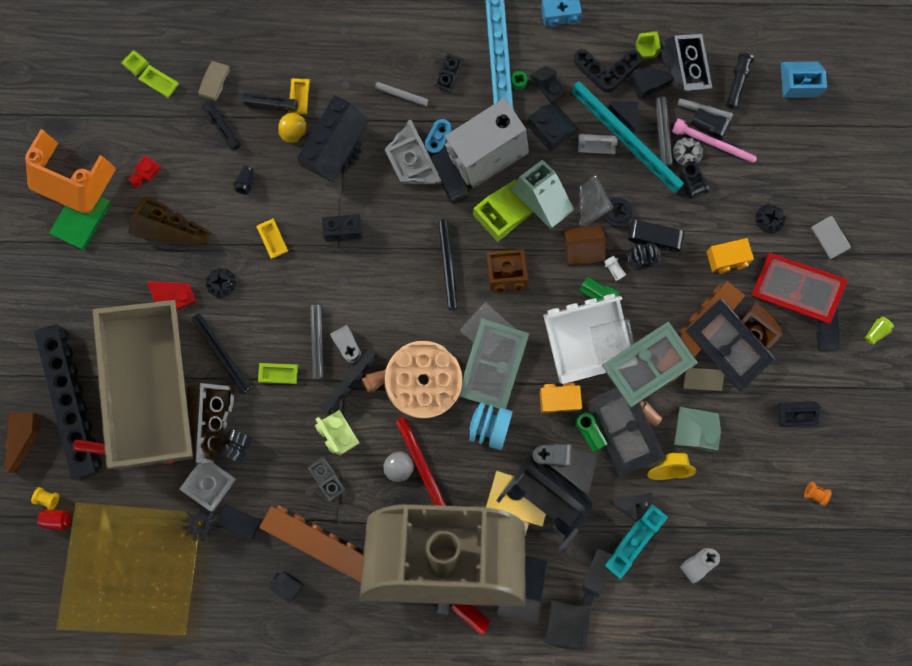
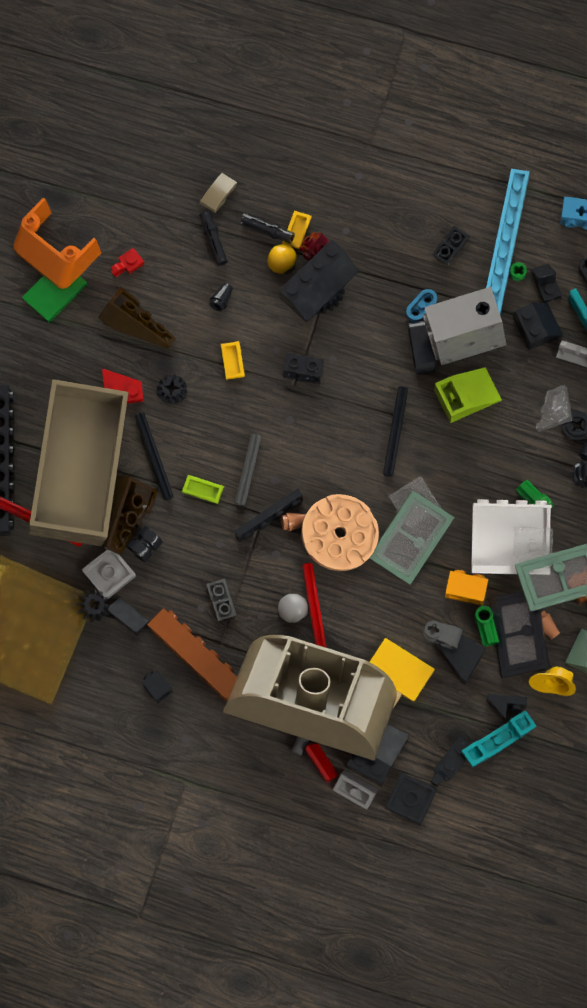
camera: 20 degrees right, 5 degrees down
(134, 63) = (146, 155): lime tile -> none
(158, 81) = (164, 179): lime tile -> none
(318, 105) = (313, 244): none -> dark red brick
(337, 432) = (245, 560): yellowish green bracket -> none
(345, 342) = (276, 478): light grey piece -> none
(402, 94) = (398, 254): light grey bar -> none
(411, 158) = (389, 319): light grey wing -> none
(490, 425) = (391, 592): medium azure wheel -> none
(507, 270) = (450, 452): reddish brown plate -> none
(511, 631) = (355, 789): none -> light grey slope
(543, 194) = (508, 388): sand green slope -> none
(552, 496) = (428, 671): black windscreen -> none
(584, 245) = (534, 449): reddish brown slope -> none
(615, 268) = (557, 479): white pin -> none
(697, 566) = (550, 779): light grey piece -> none

